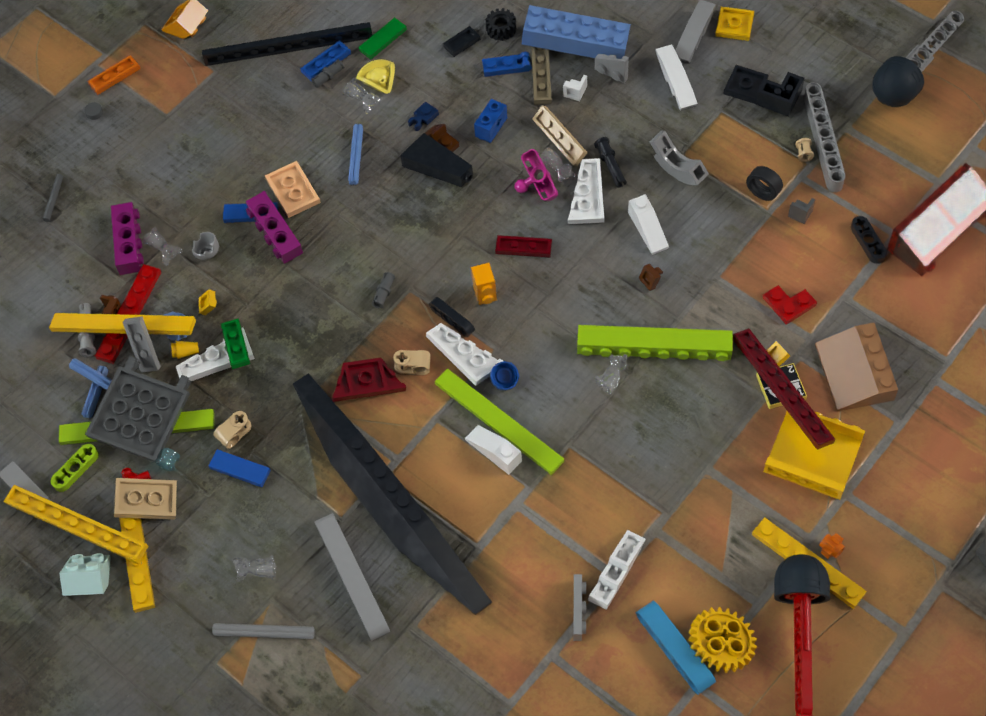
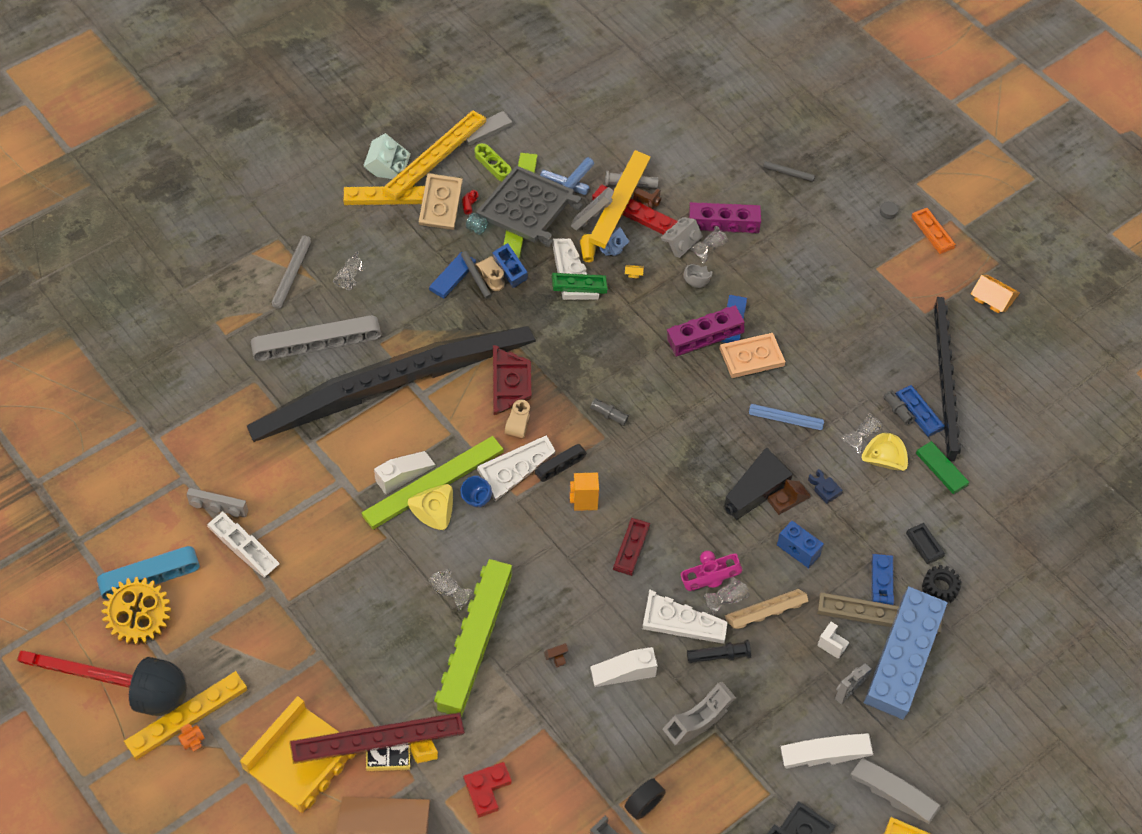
camera: 95 degrees right, 5 degrees down
(155, 268) = (682, 236): none -> light grey bracket
(224, 406) = (511, 265): none -> blue brick
(237, 443) = (476, 275): none -> dark grey bar
(527, 410) = (433, 506): none -> light yellow hat

